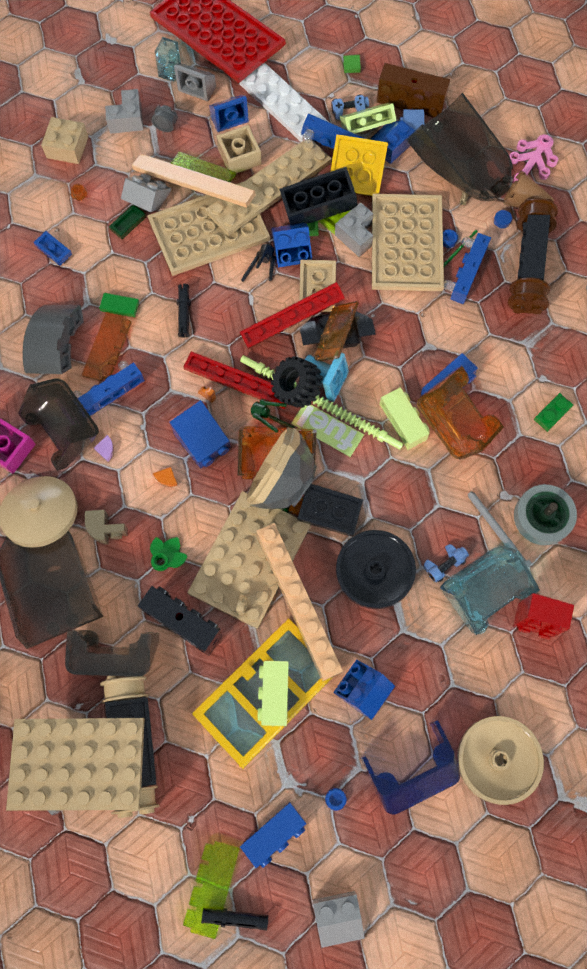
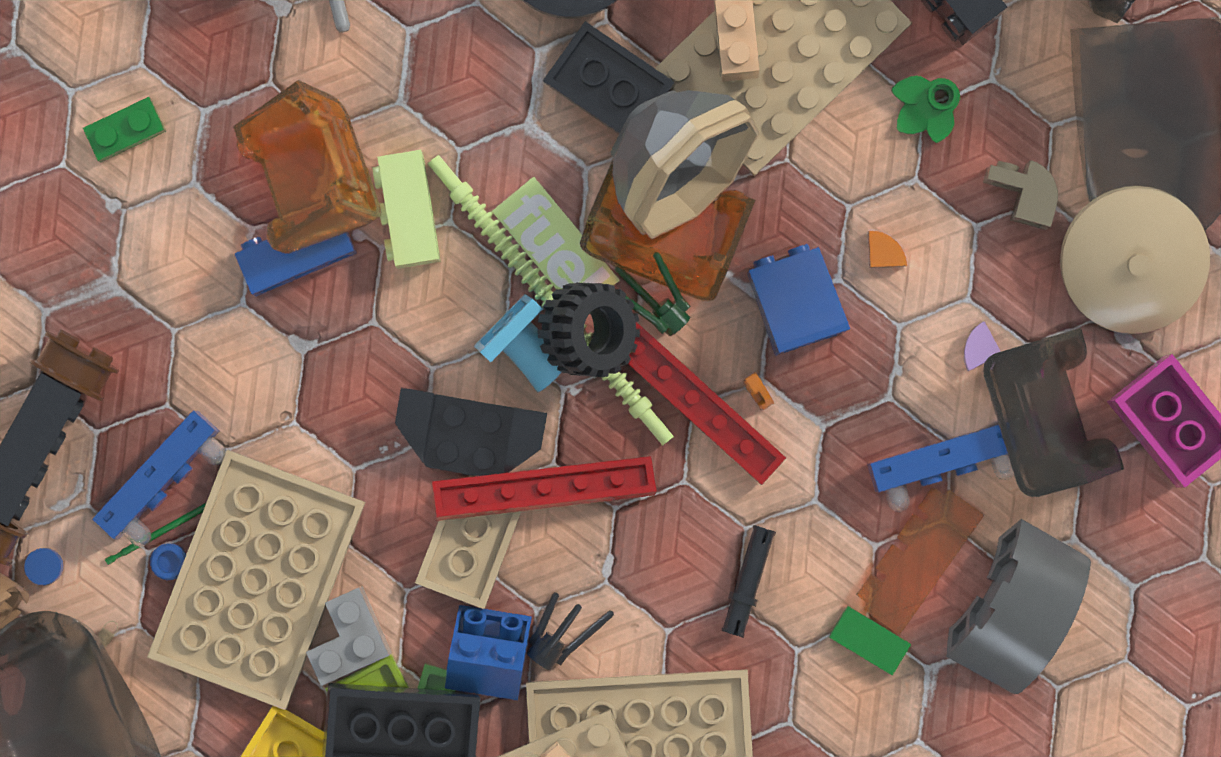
camera: 165 degrees left, 15 degrees up
(336, 332) = (468, 417): clear orange windscreen -> none

